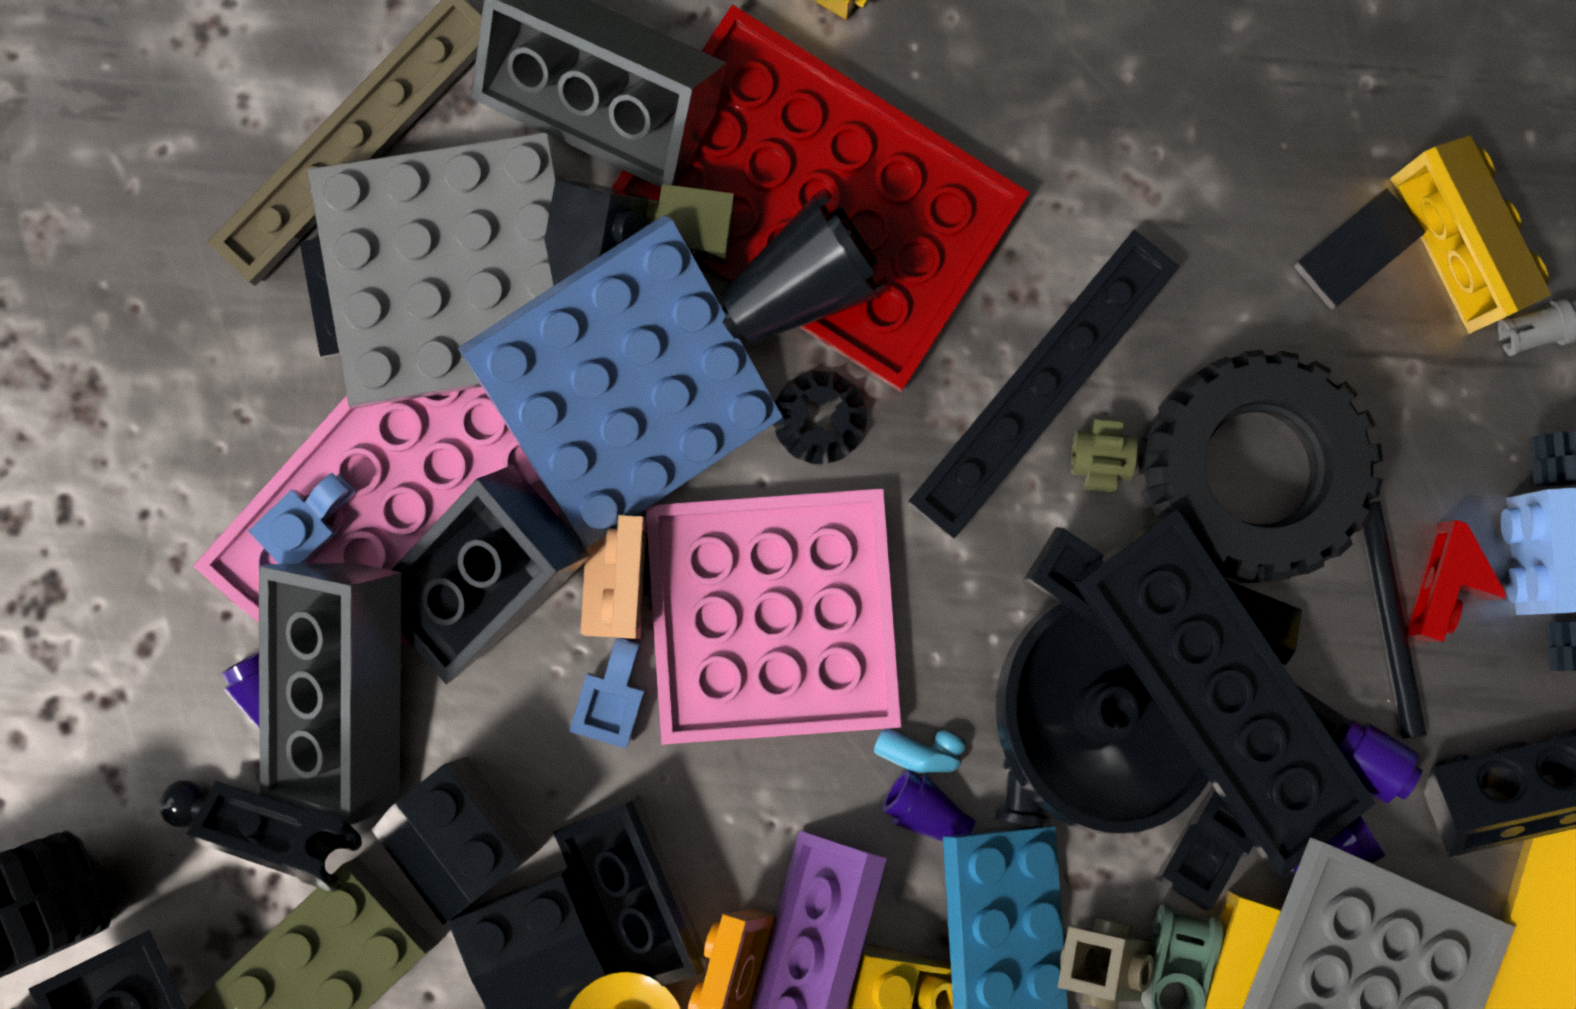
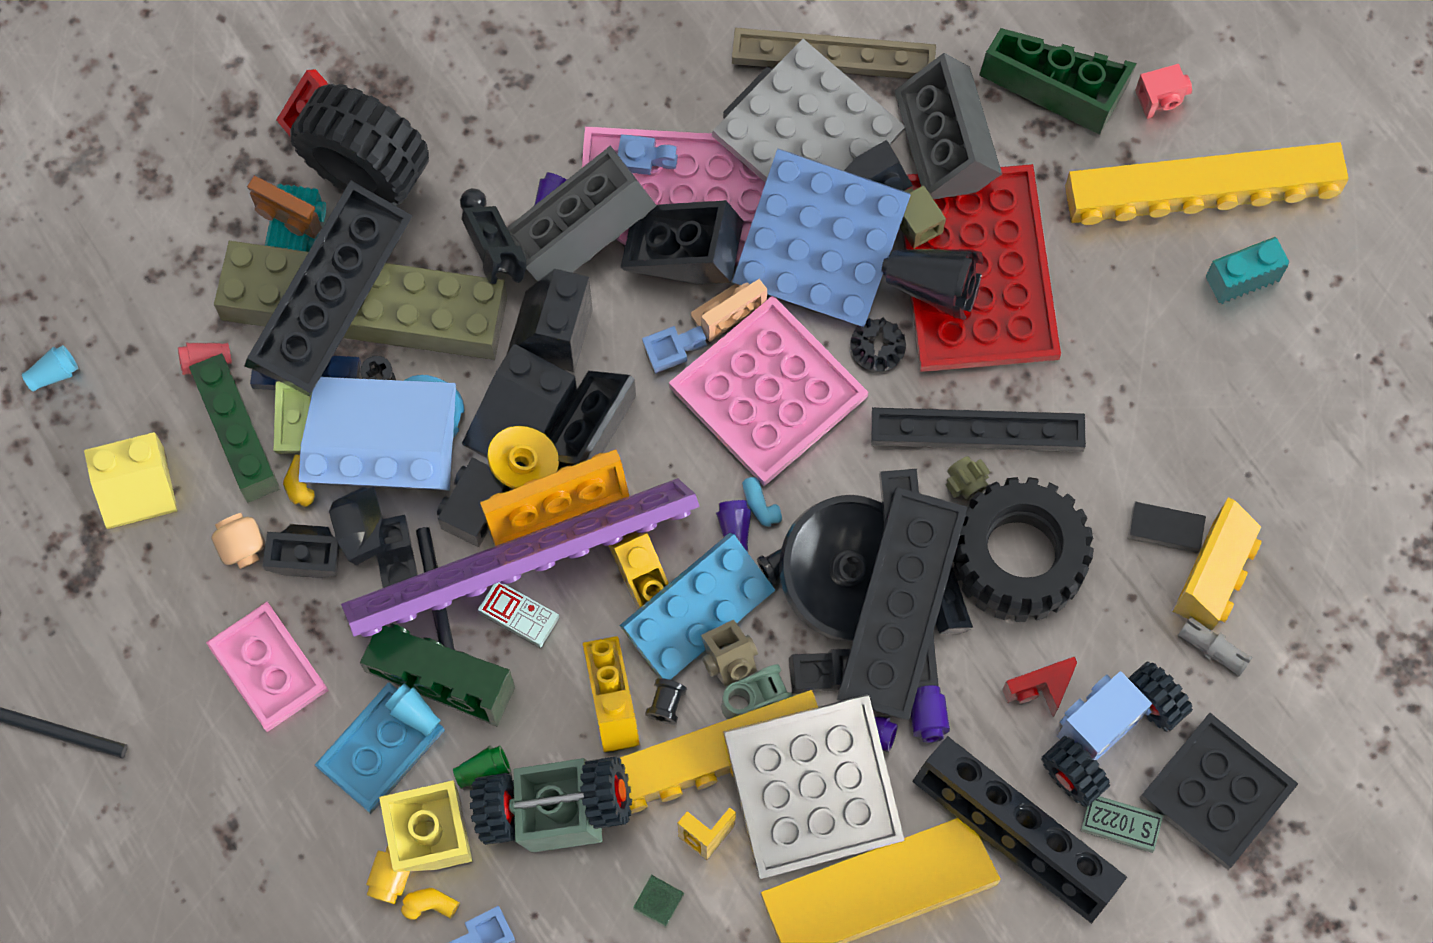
camera: 50 degrees right, 15 degrees down
(1392, 624) = (1005, 673): black bar -> none

